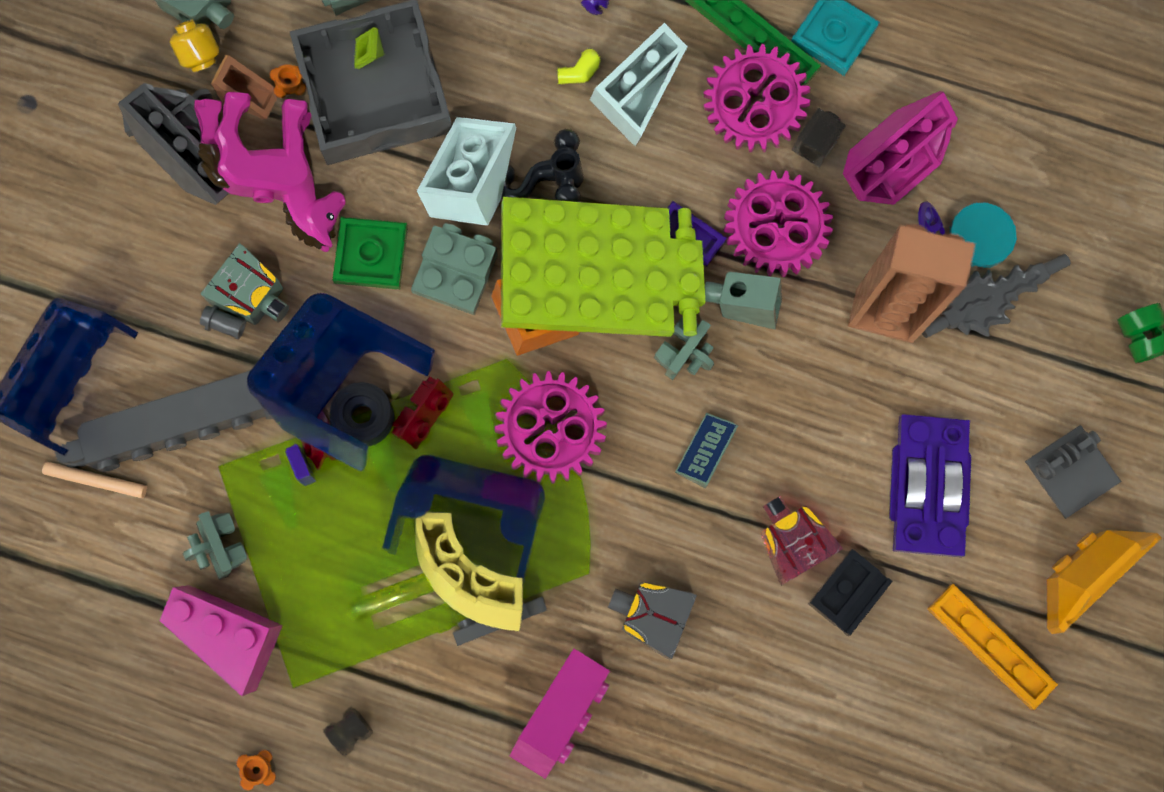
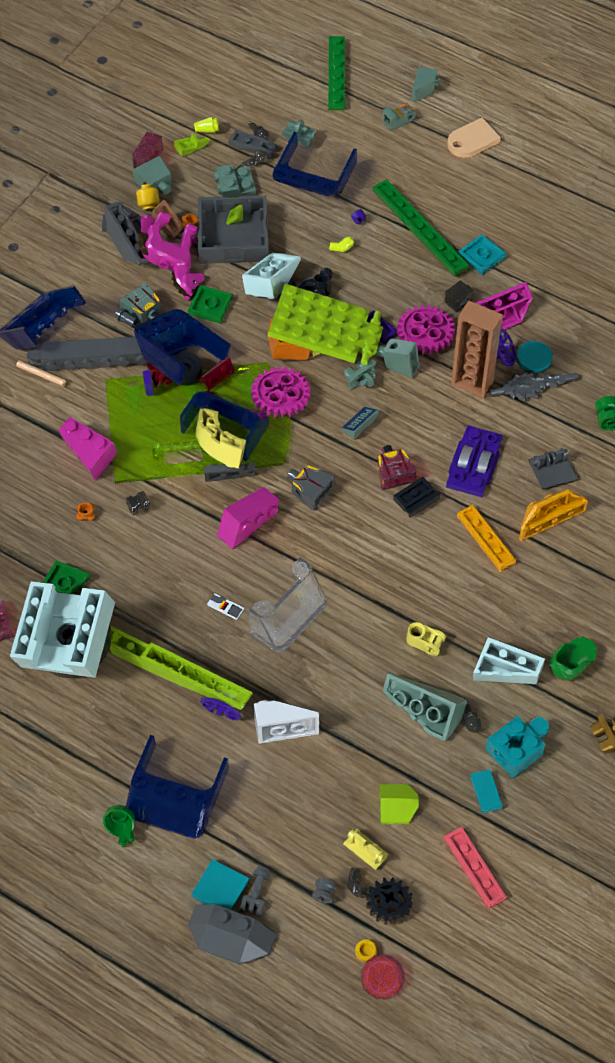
camera: 15 degrees right, 20 degrees down
(211, 530) = (91, 408): sand green hips -> none
(455, 268) = (251, 317): sand green plate -> none
(637, 84) = (370, 253): light aqua wedge -> none
(781, 114) = (430, 272): dark pink gear -> none

